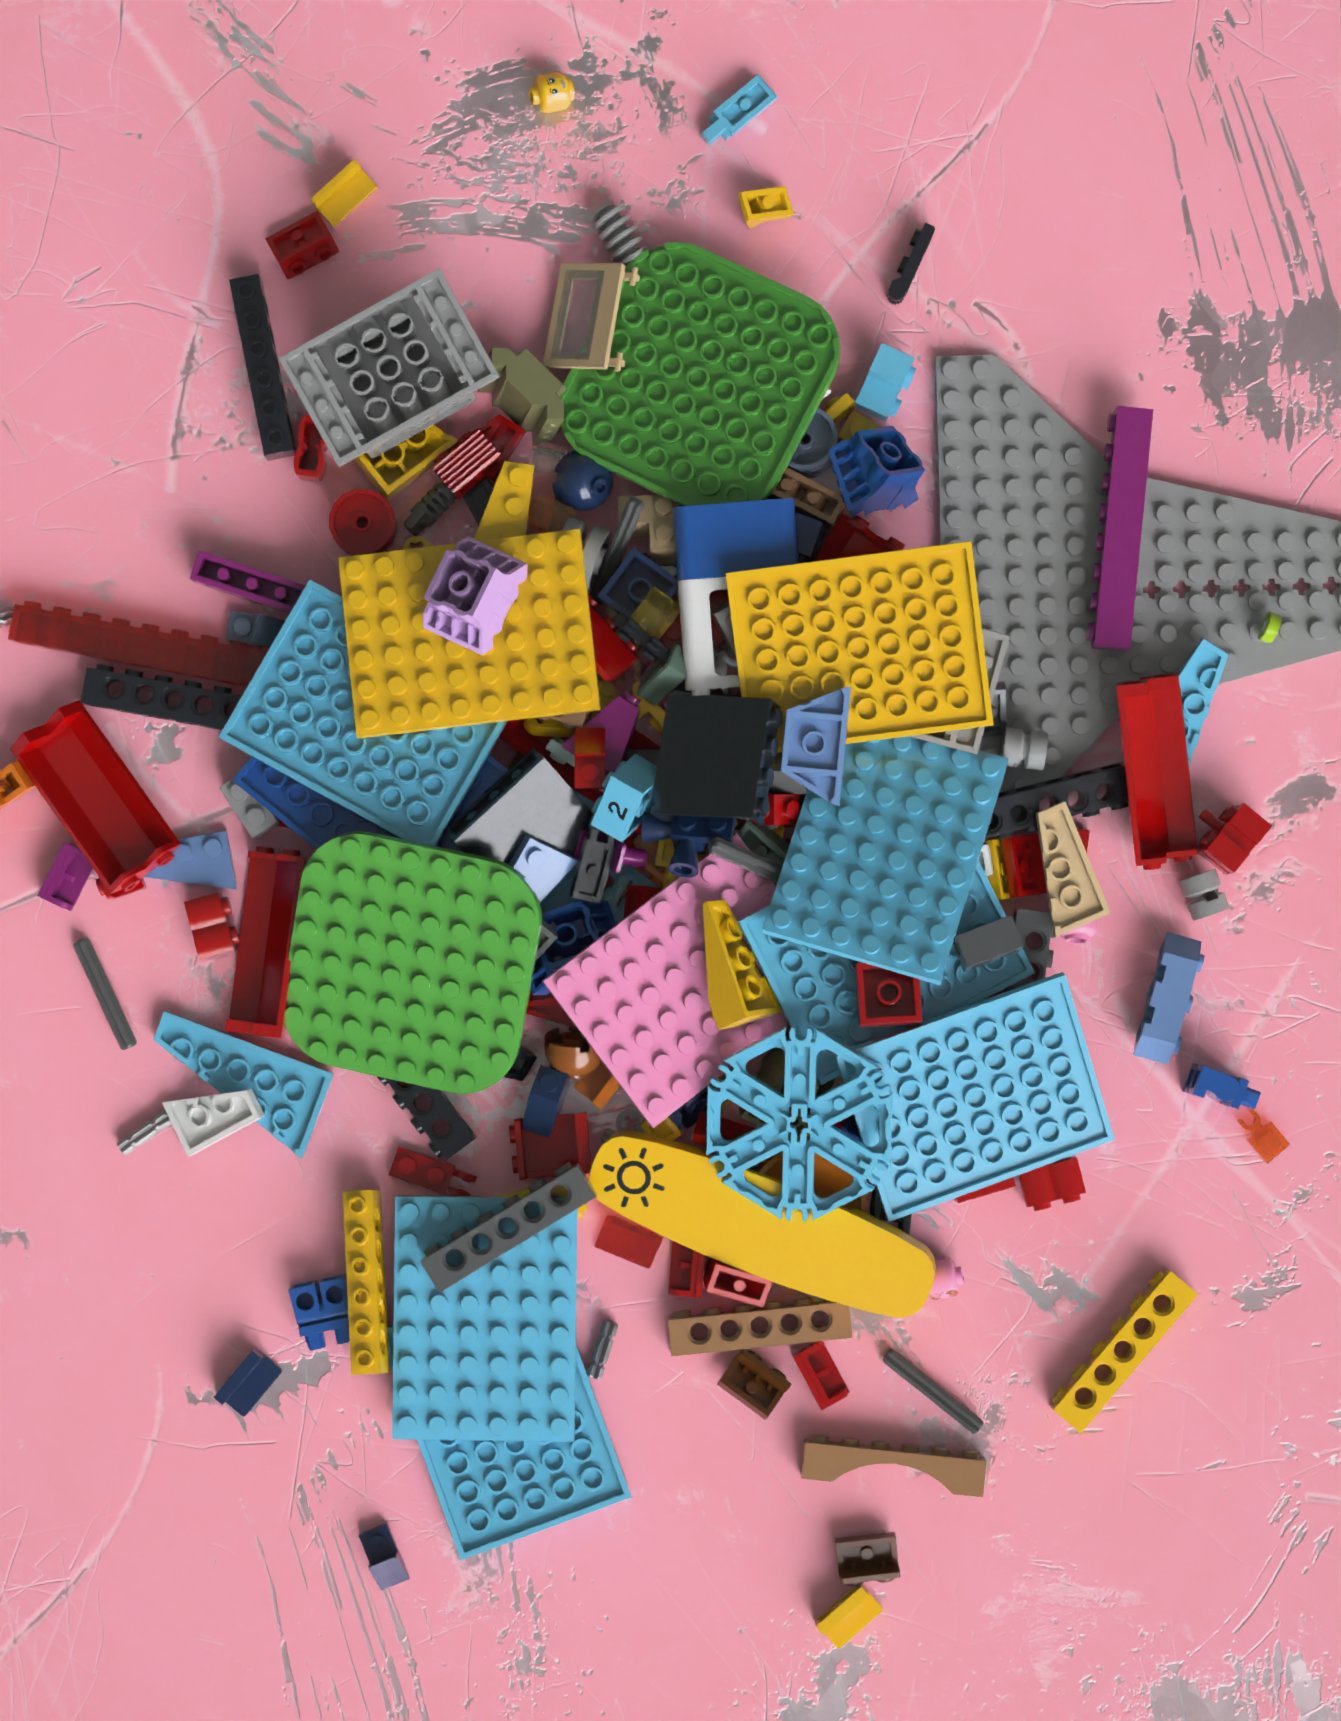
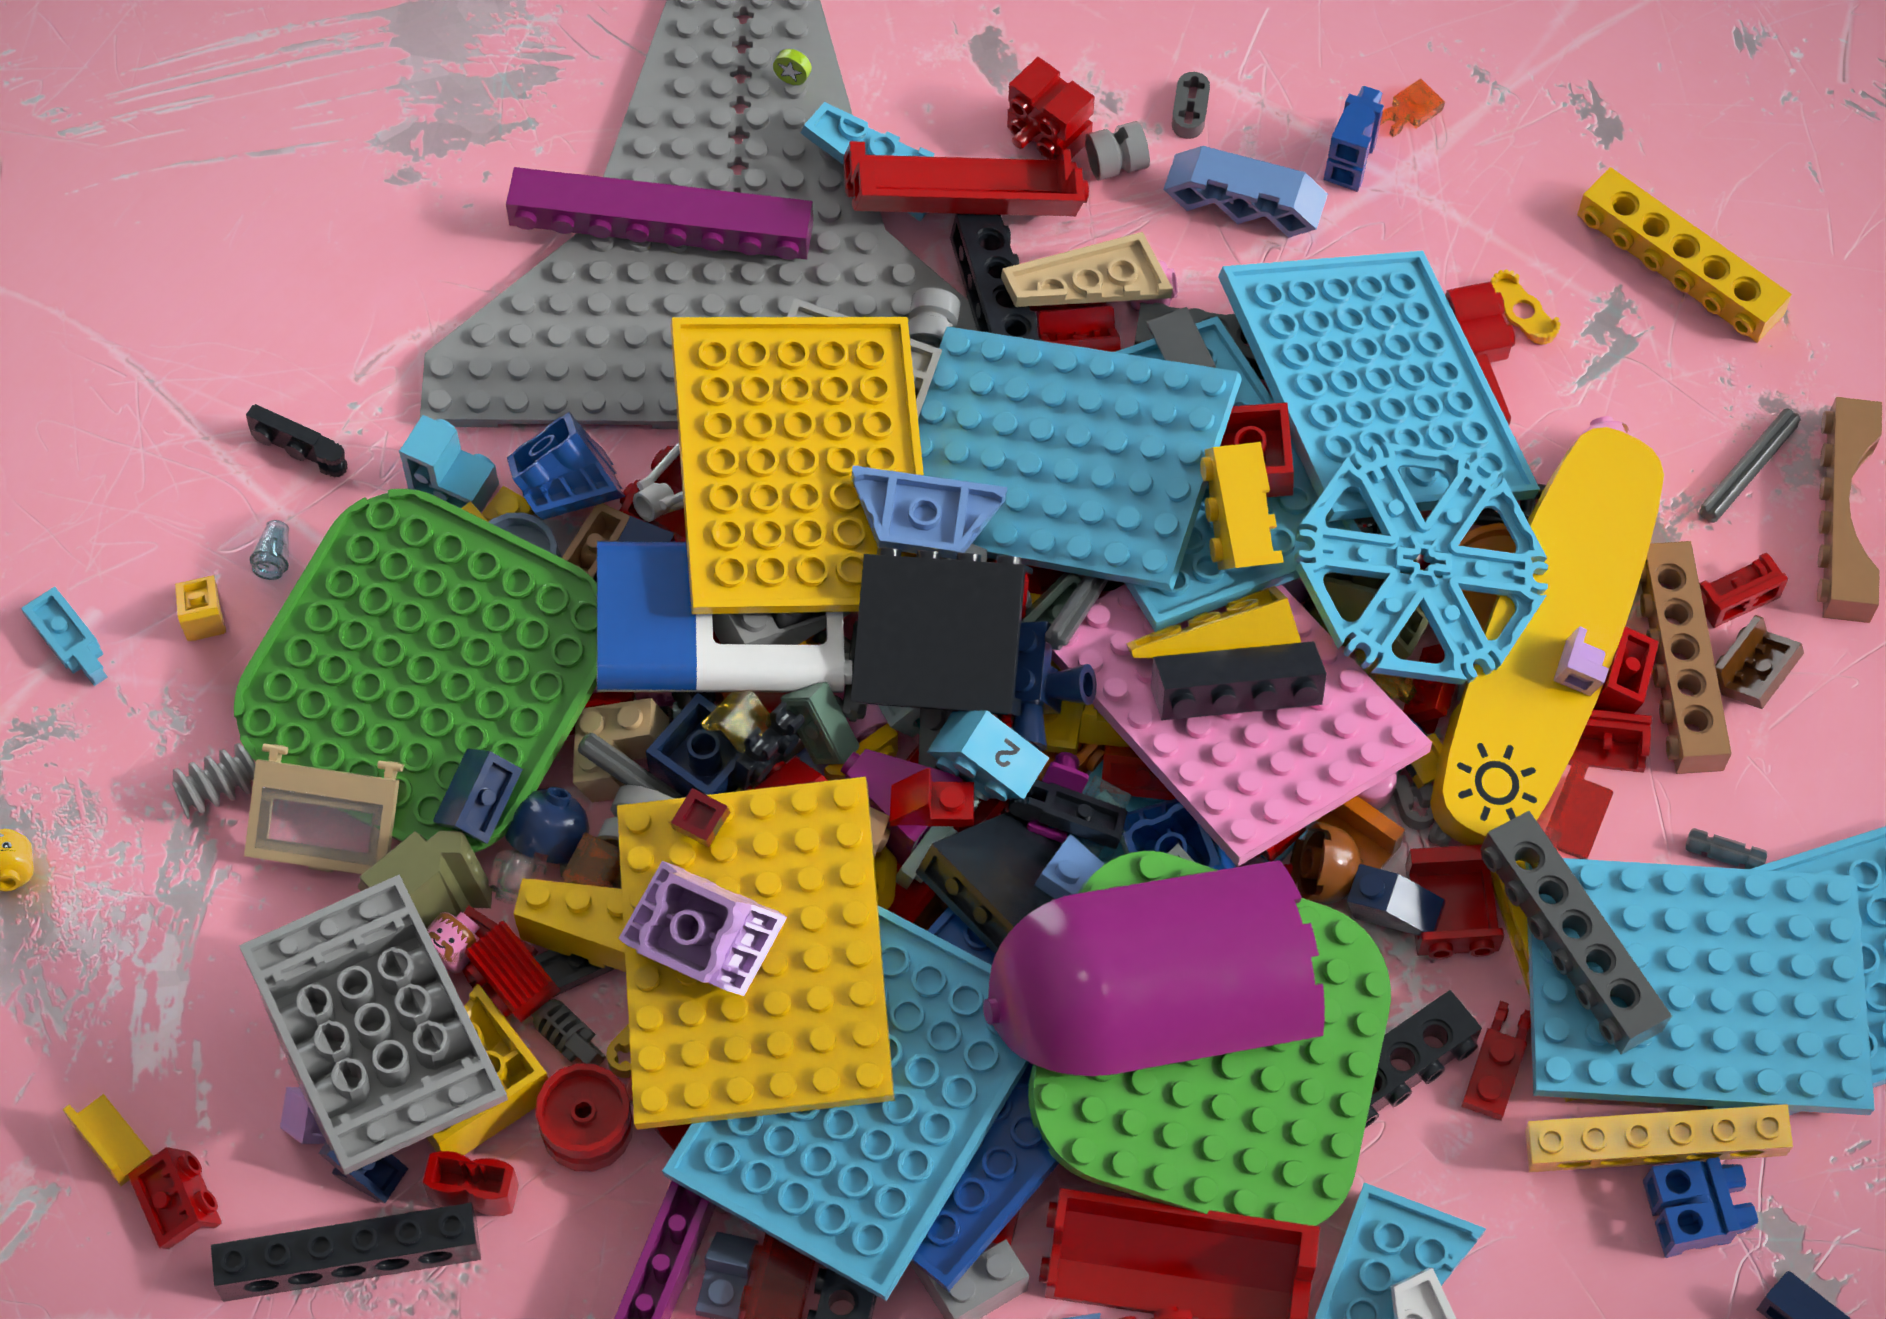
camera: 90 degrees left, 25 degrees down
(439, 922) = (1158, 973): none -> magenta panel
(490, 417) = (451, 938): none -> bright pink head
(560, 588) = (700, 817): none -> dark red plate
(594, 426) = (478, 794): none -> dark blue panel
(685, 981) = (1238, 680): none -> black brick
(730, 1244) = (1581, 664): none -> lavender panel
(815, 255) = (271, 552): none -> clear light blue cone
(821, 982) = (1239, 506): none -> yellow wedge
(850, 541) = (657, 498): none -> white plant
(1087, 1208) = (1540, 326): none -> yellow piece
(1257, 962) = (1184, 104): none -> dark grey beam

